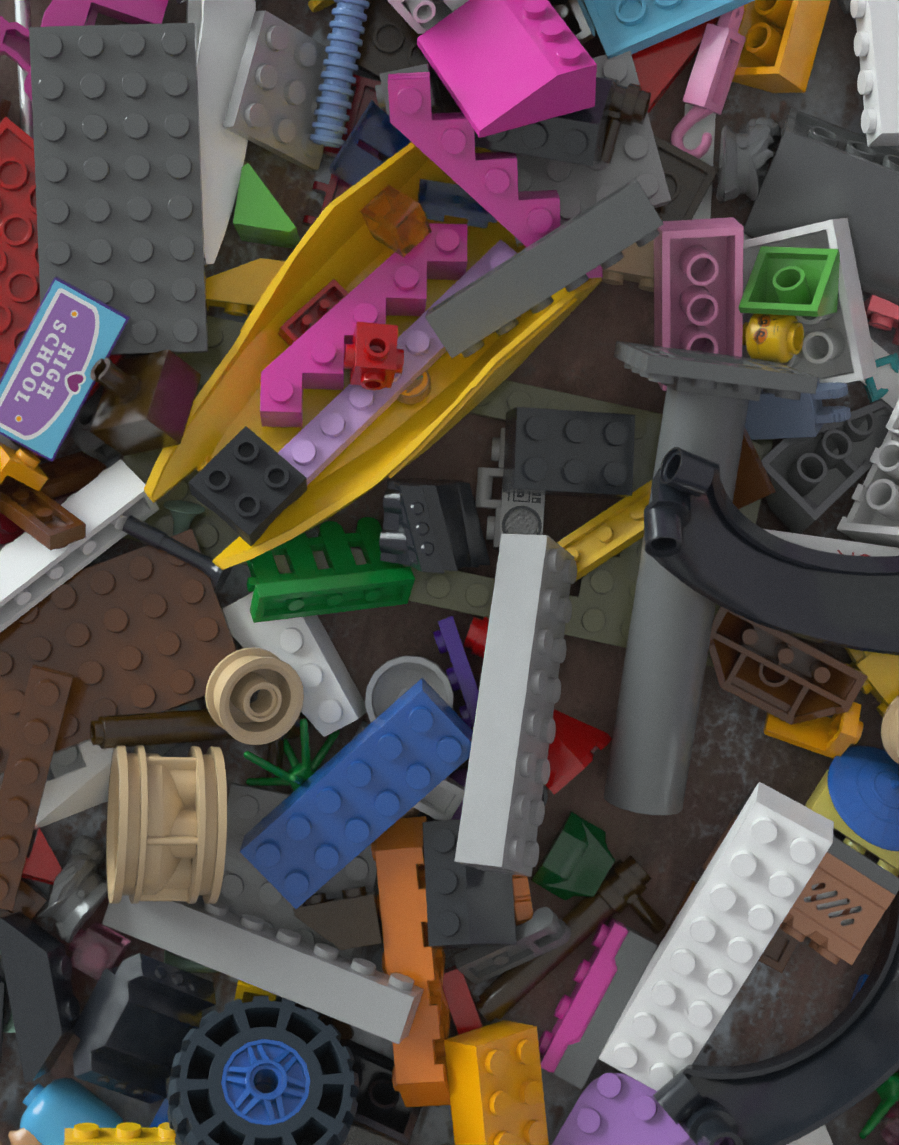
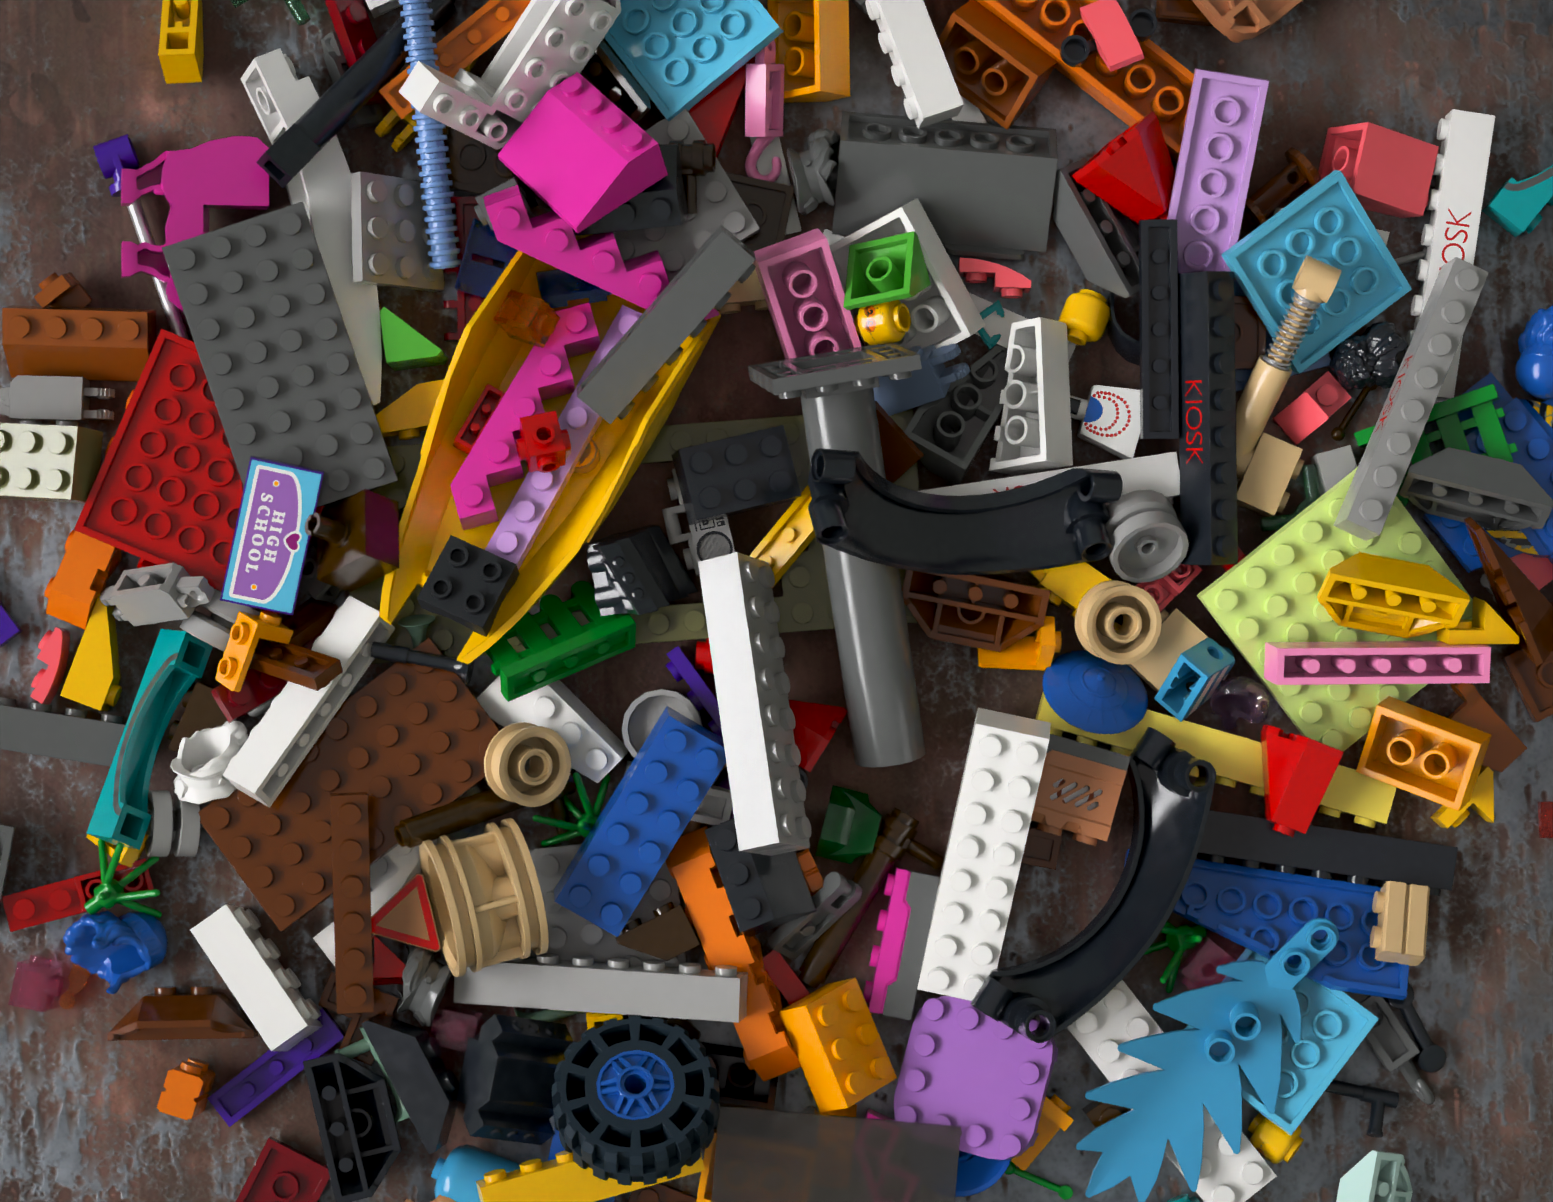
camera: 20 degrees left, 0 degrees up
(81, 819) = (408, 916): none -> piece

